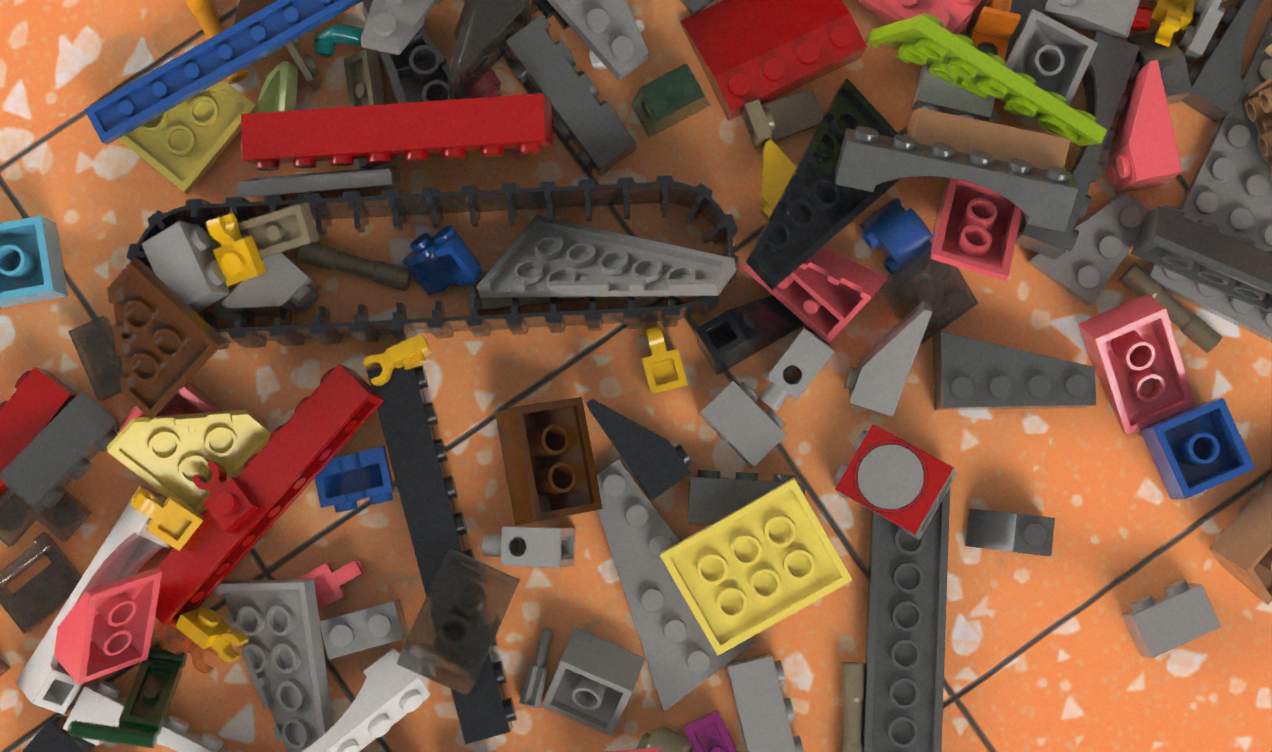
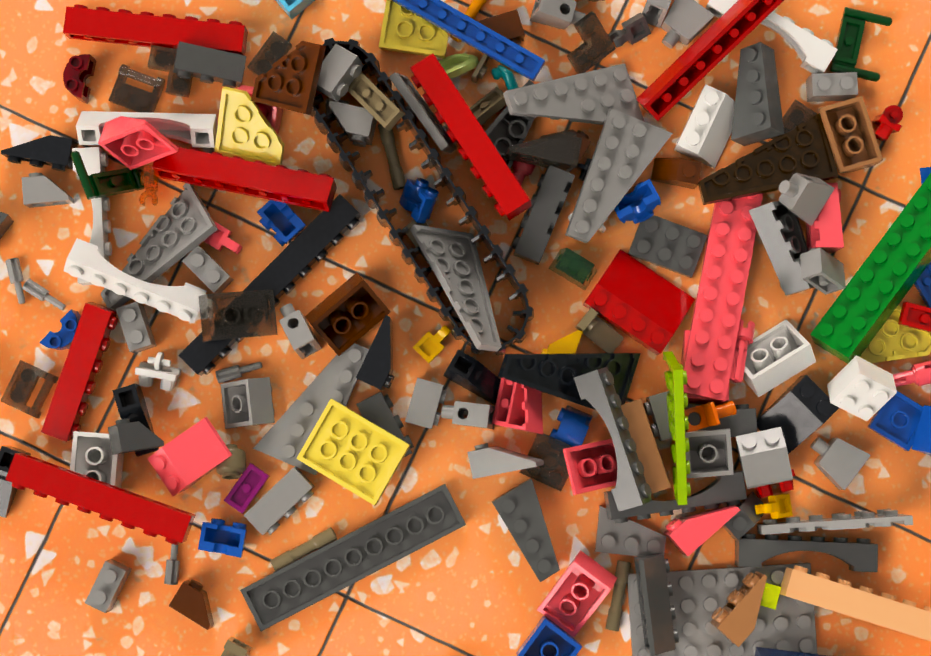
camera: 65 degrees right, 0 degrees up
(169, 520) = (205, 140): yellow plate -> none
(208, 630) = (162, 191): yellow plate -> none
(228, 498) = (233, 162): red plate -> none
(237, 255) = (358, 93): yellow plate -> none
(406, 353) = (359, 209): yellow plate -> none
(895, 480) = (439, 499): panel -> none
(1010, 532) = (448, 576): dark grey slope -> none

